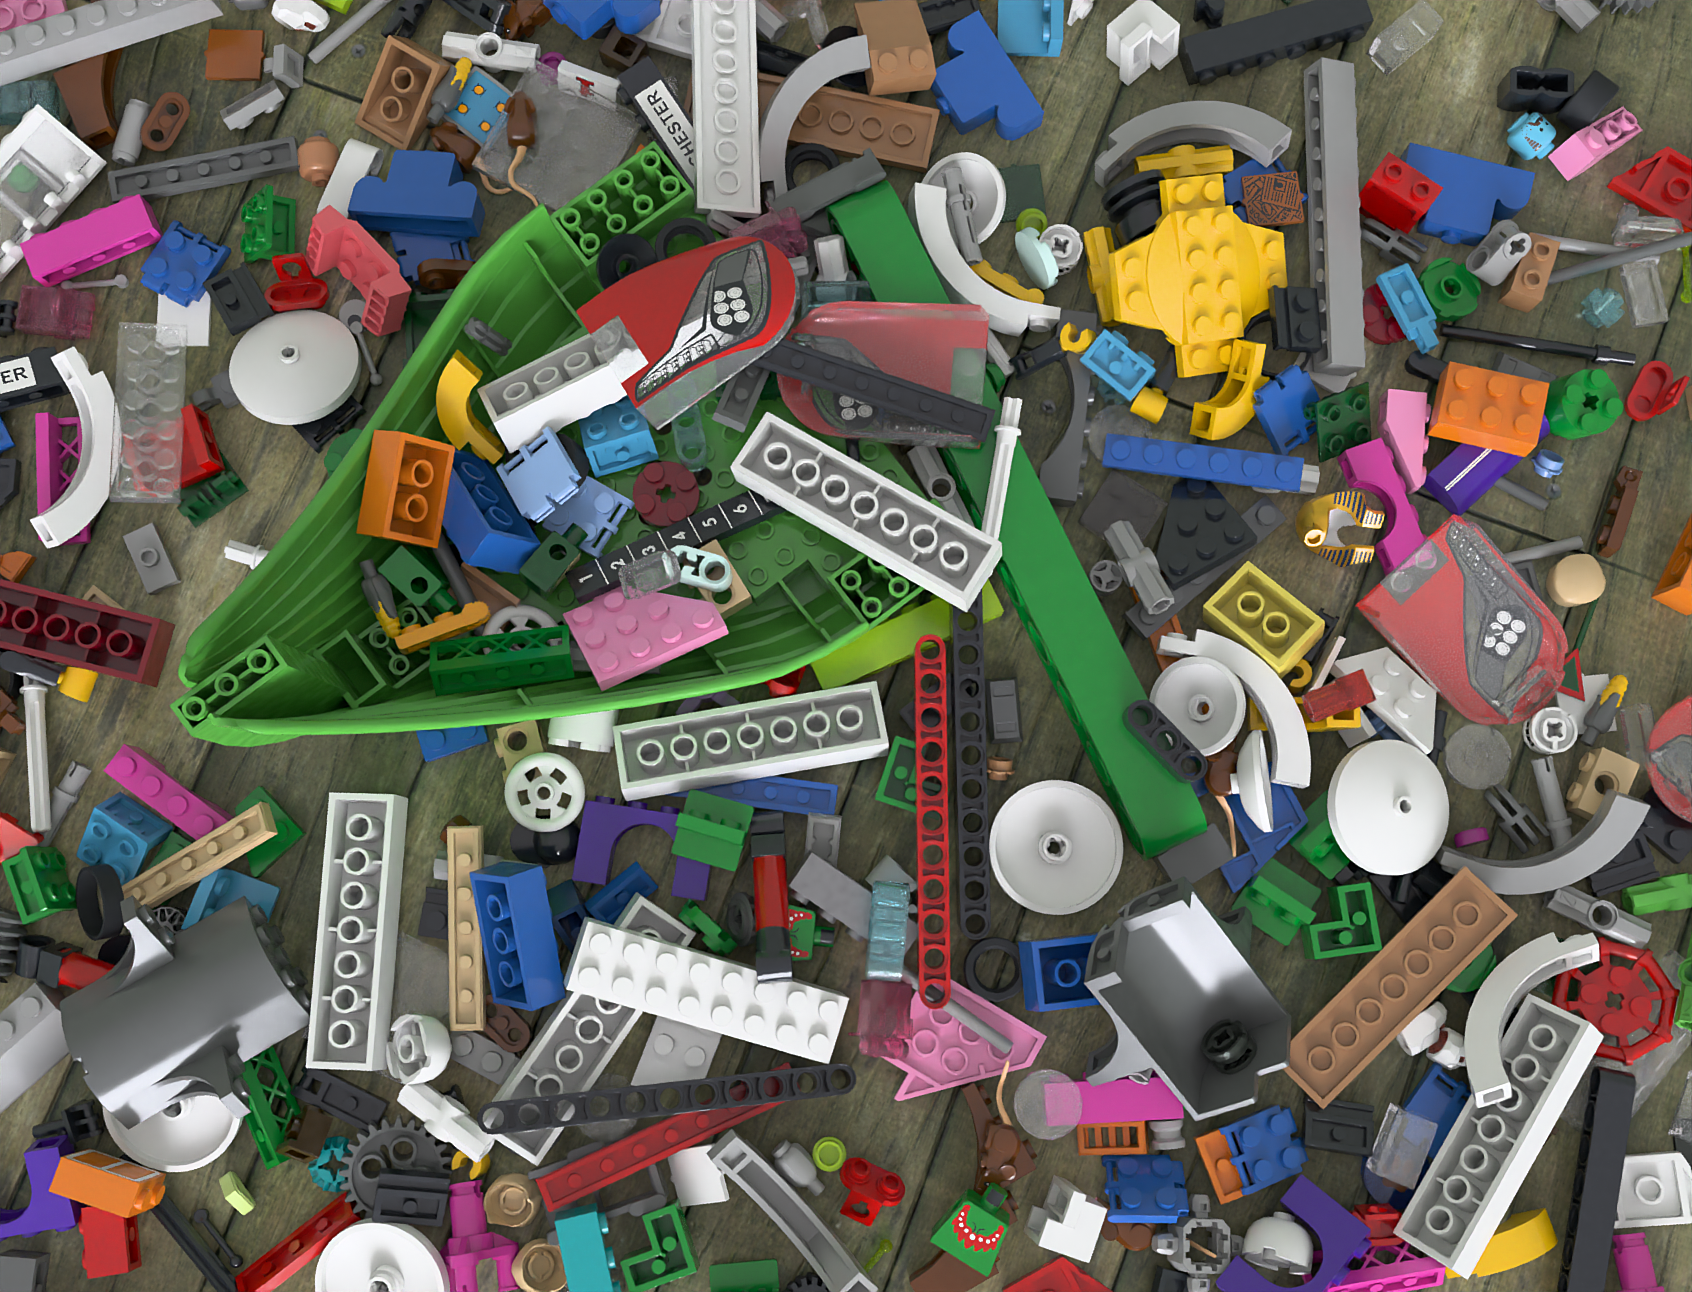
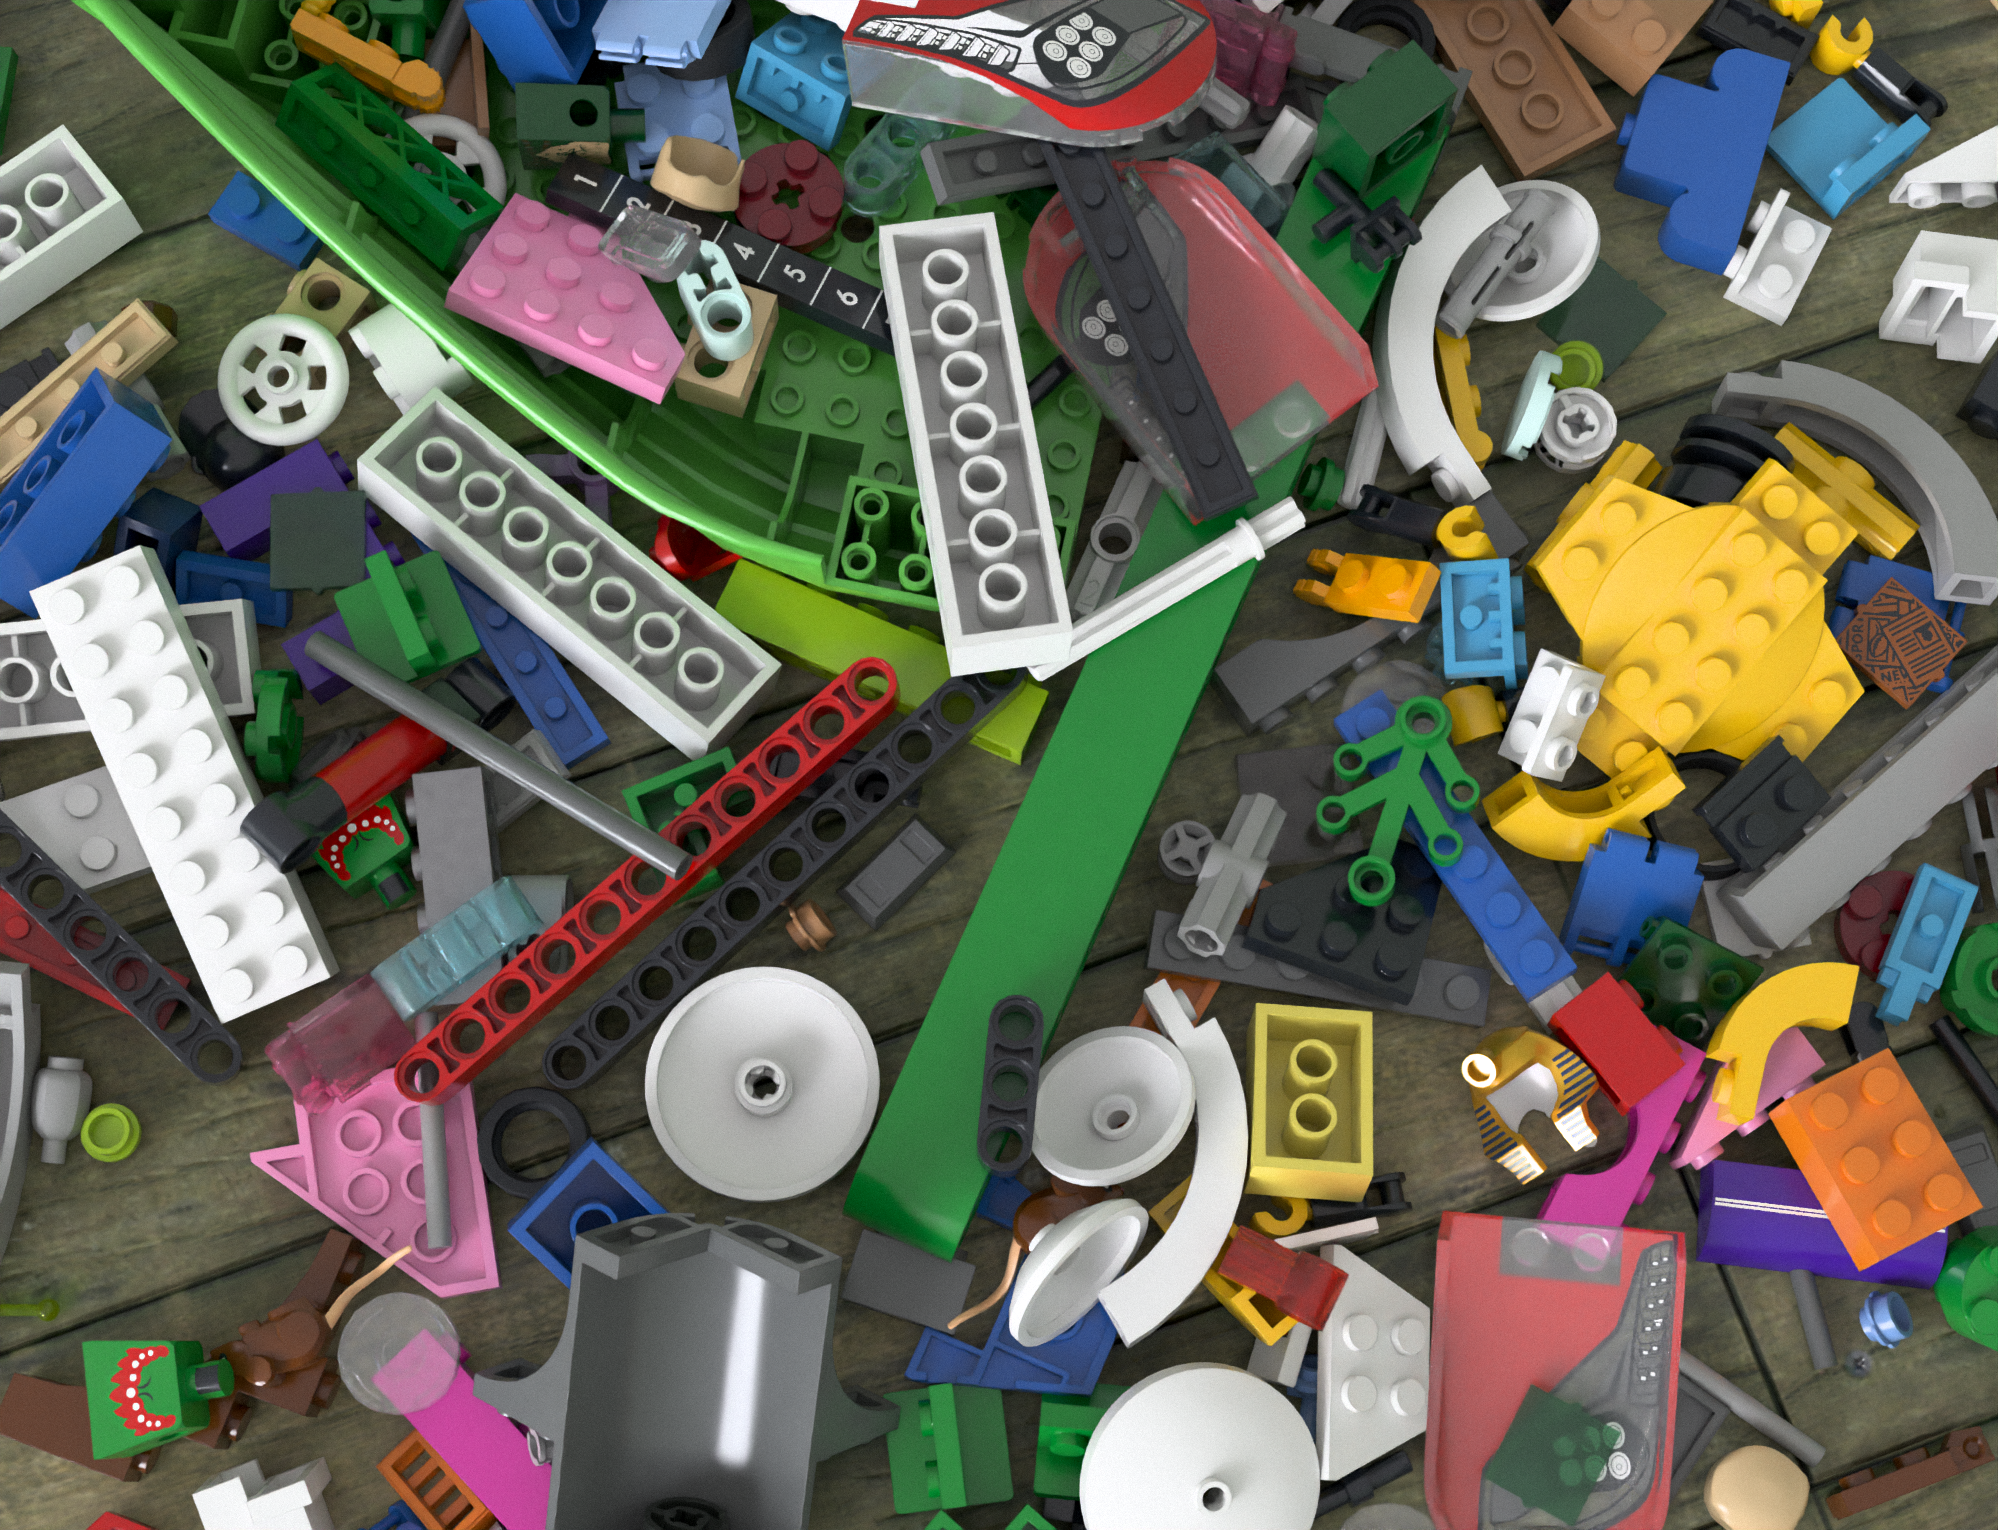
camera: 45 degrees right, 5 degrees down
(626, 525) = (698, 174): none -> tan hair
(636, 839) = (317, 540): none -> clear green piece
(816, 840) = (499, 755): none -> dark grey piece
(869, 206) = (1384, 118): none -> dark green brick
(869, 1185) = (109, 1221): red bracket -> none
(913, 255) = (1374, 233): none -> black arm
(1056, 96) = (1777, 260): none -> white bracket
(1060, 396) = (1370, 585): none -> light orange hinge
(1164, 463) = (1400, 789): none -> green plant
(1184, 372) = (1551, 715): none -> white bracket
(1350, 469) = (1618, 1042): none -> red brick
(1390, 405) = (1798, 997): none -> yellow arch
(1491, 650) = (1552, 1455): none -> clear green piece

